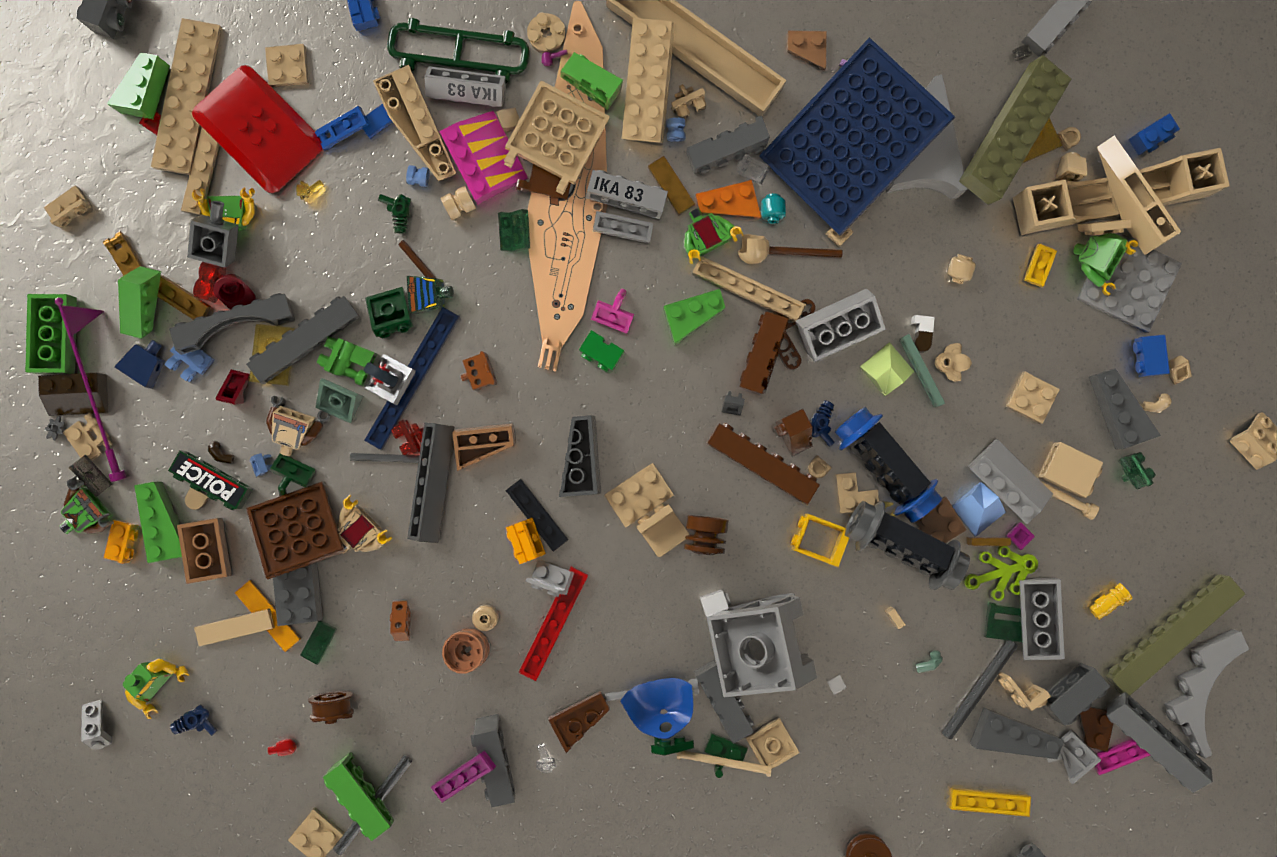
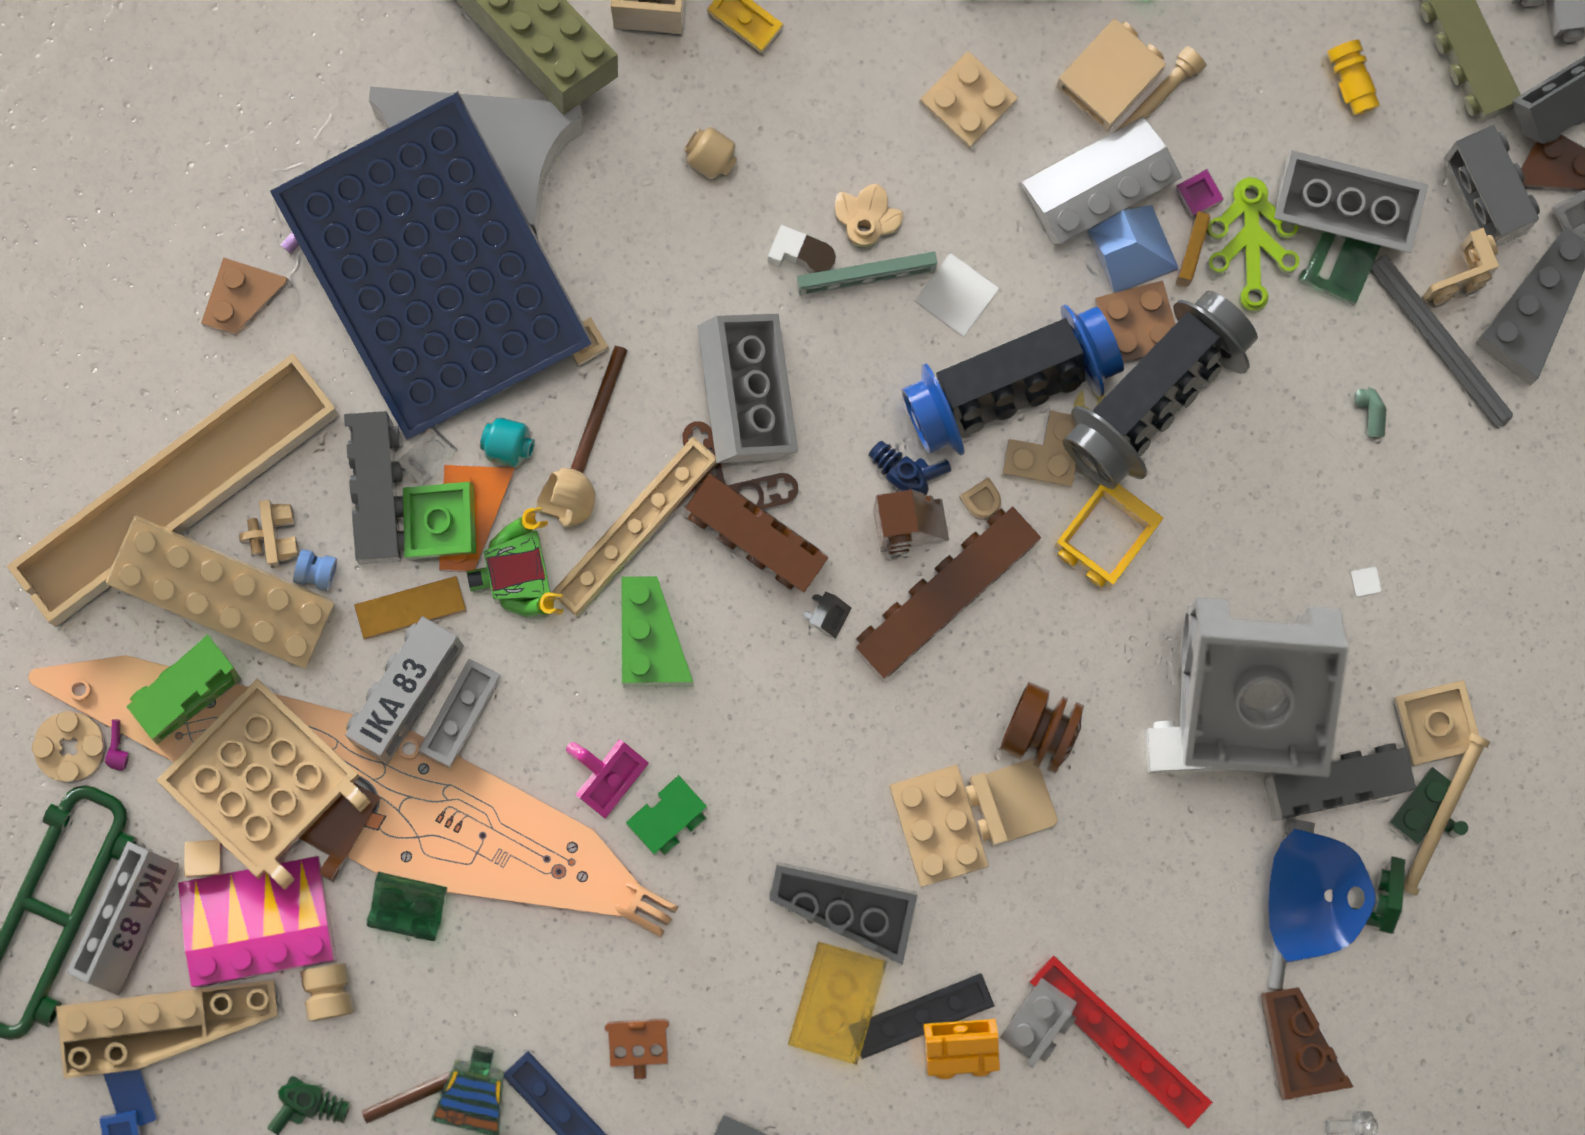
camera: 75 degrees left, 5 degrees down
(418, 176) = (255, 1050): medium blue wheel -> none
(481, 442) = (765, 1074): medium nougat wedge -> none
(530, 469) = (837, 1003): none -> clear yellow tile
(720, 184) = (439, 520): none -> bright green plate
(887, 369) = (846, 331): yellowish green slope -> none
(894, 617) = (1278, 447): tan tile -> none
(924, 422) = (957, 294): none -> white sticker

